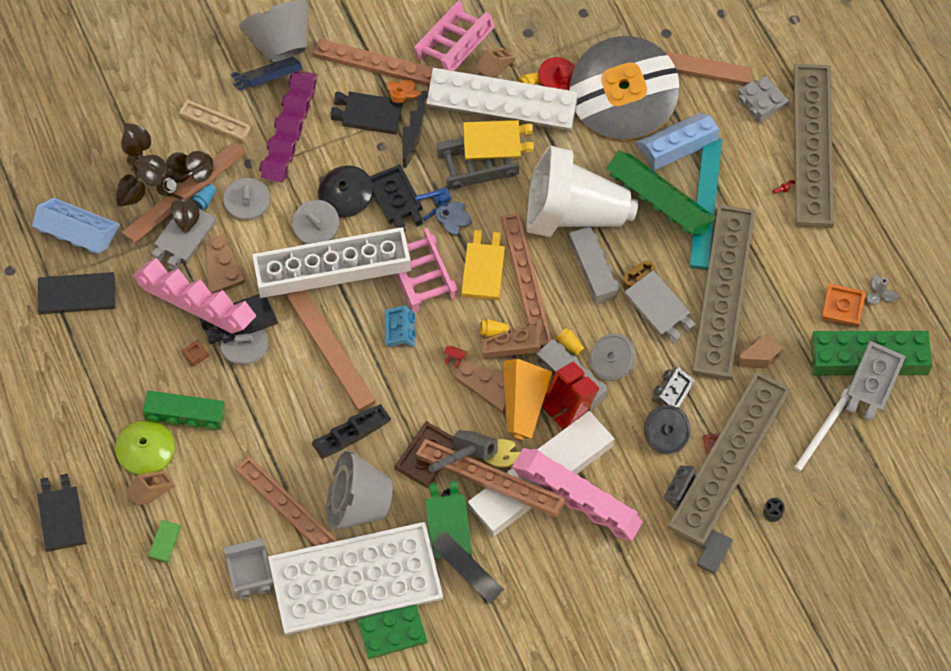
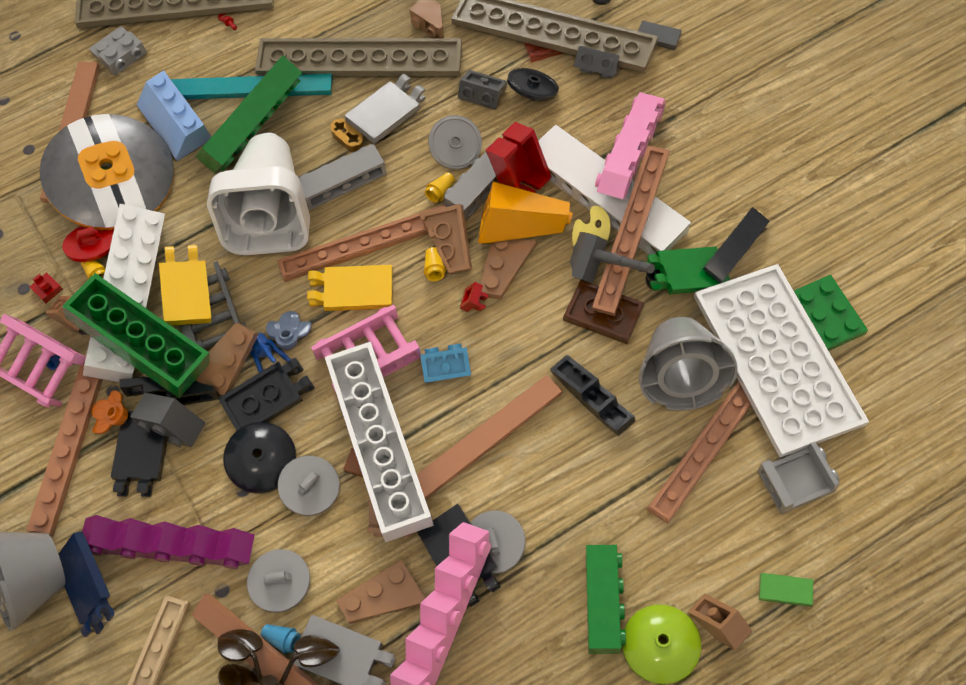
camera: 90 degrees left, 0 degrees up
(195, 353) = (515, 604): dark orange tile -> none
(382, 126) = (168, 418): none -> dark grey brick
(429, 168) = (228, 358): none -> medium nougat wing
(447, 100) = (136, 335): none -> green brick
(524, 47) = (45, 287): none -> red tile

